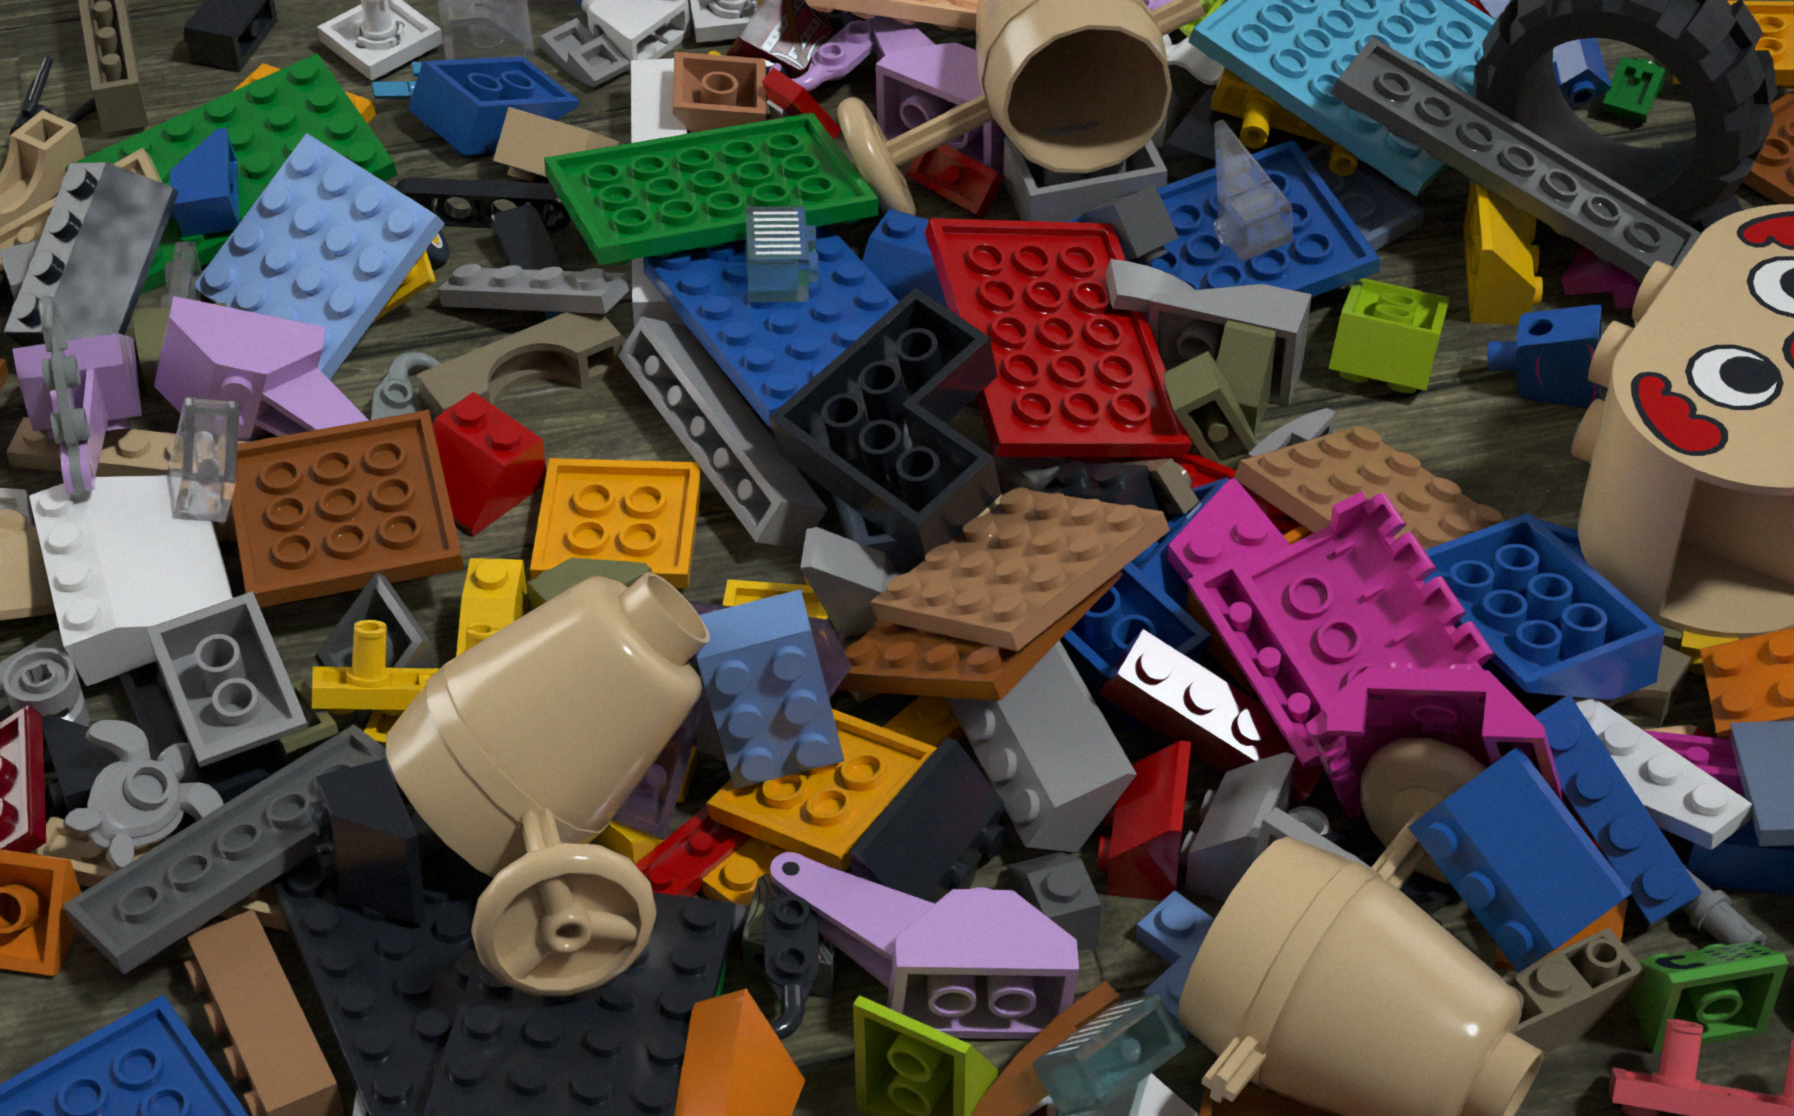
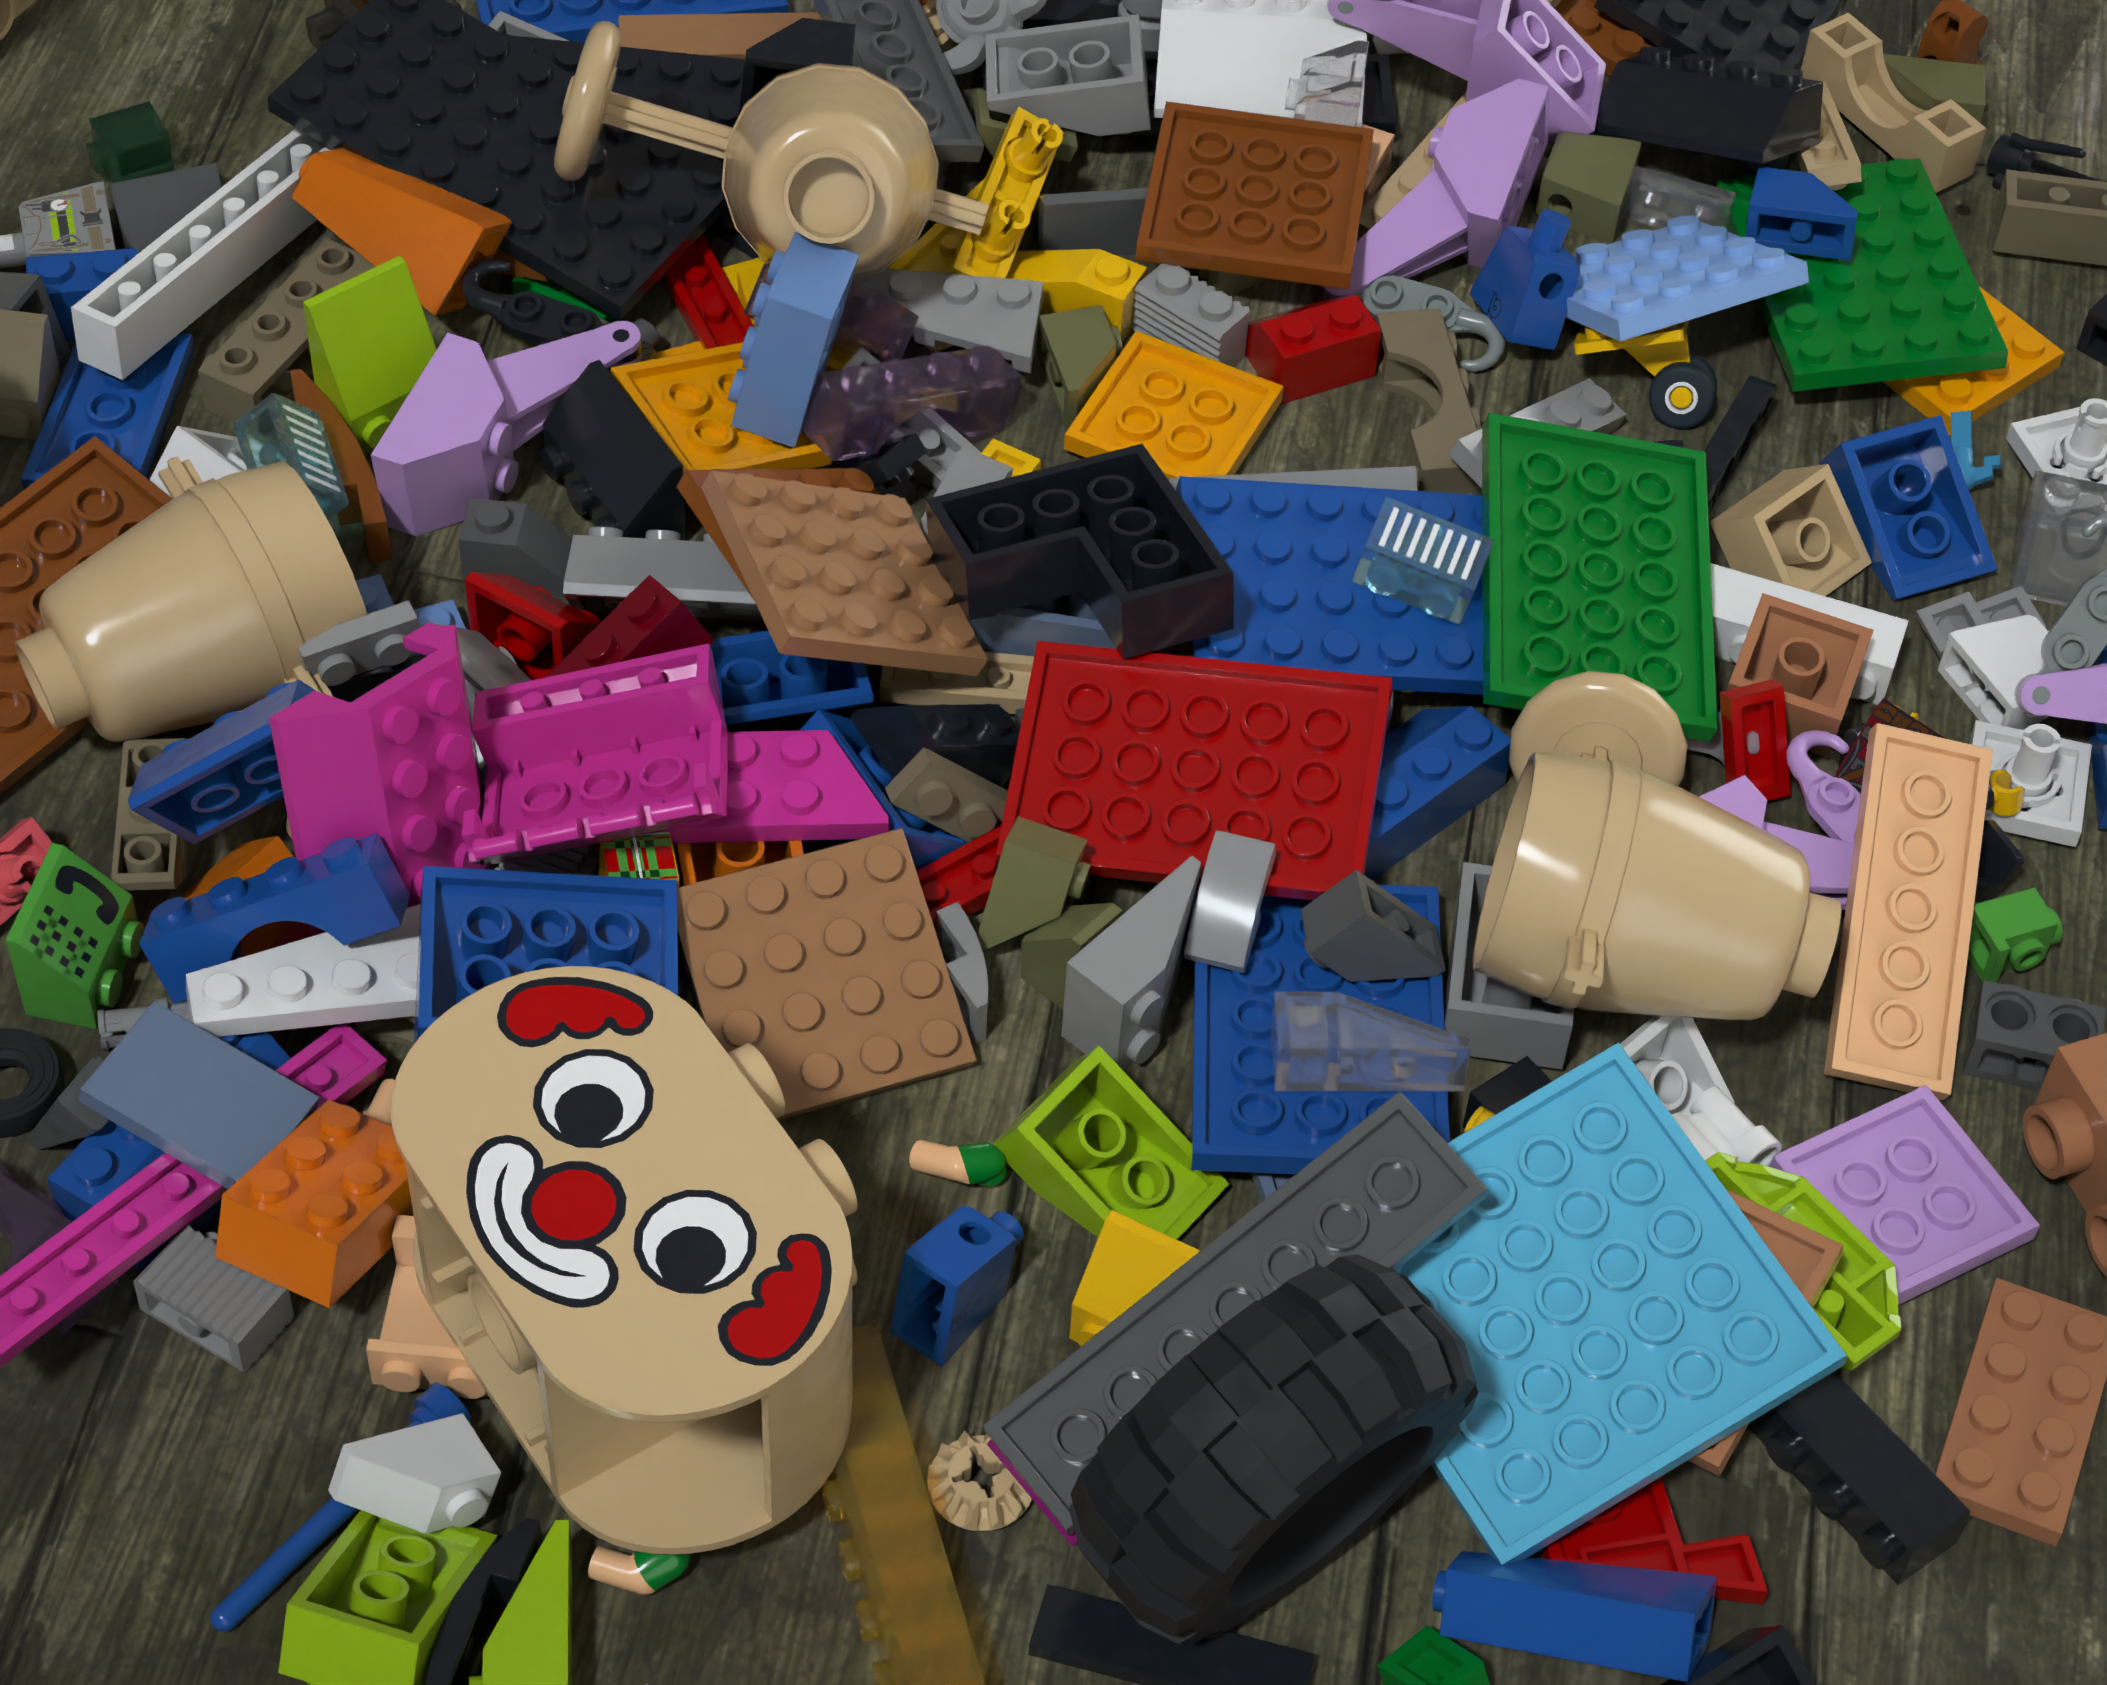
camera: 110 degrees right, 5 degrees up
(363, 324) = (1529, 281): none -> blue torso
(500, 524) = (1191, 315): none -> light grey brick
(1455, 404) = (965, 1163): none -> arm

